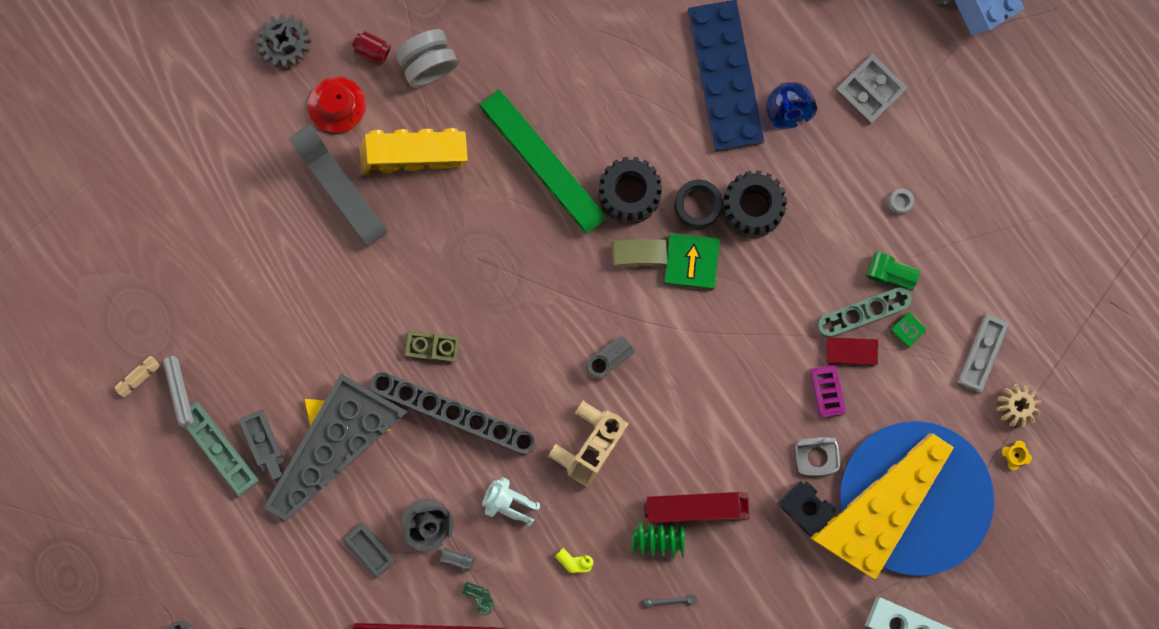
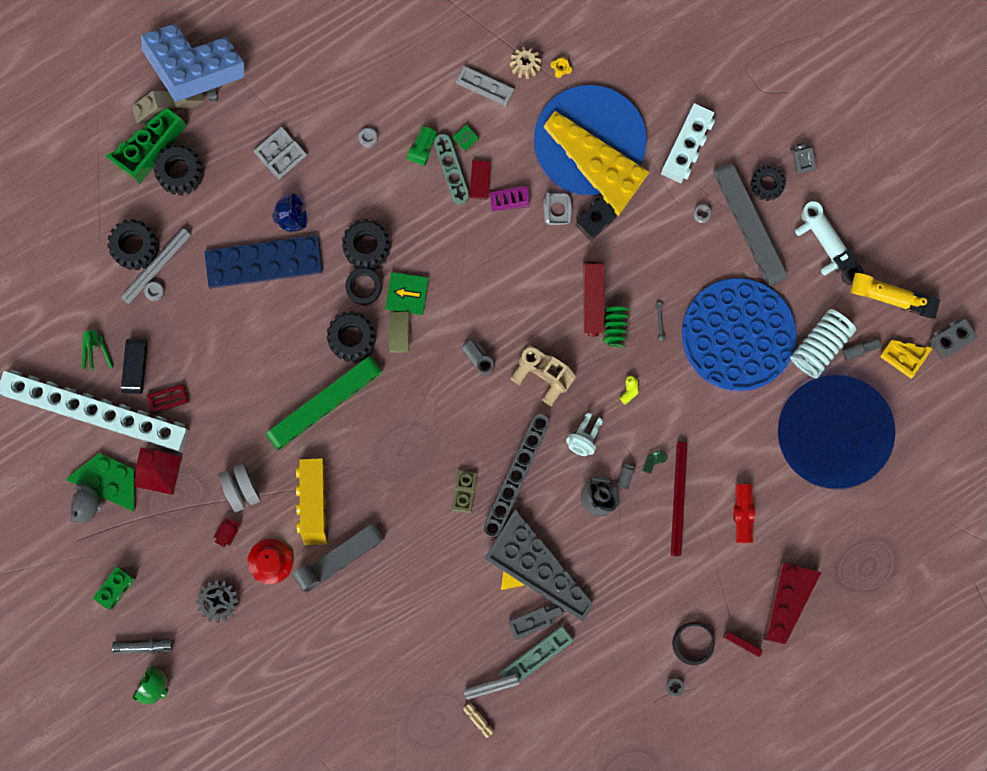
camera: 90 degrees left, 0 degrees up
(369, 550) = (616, 542): dark grey tile -> none

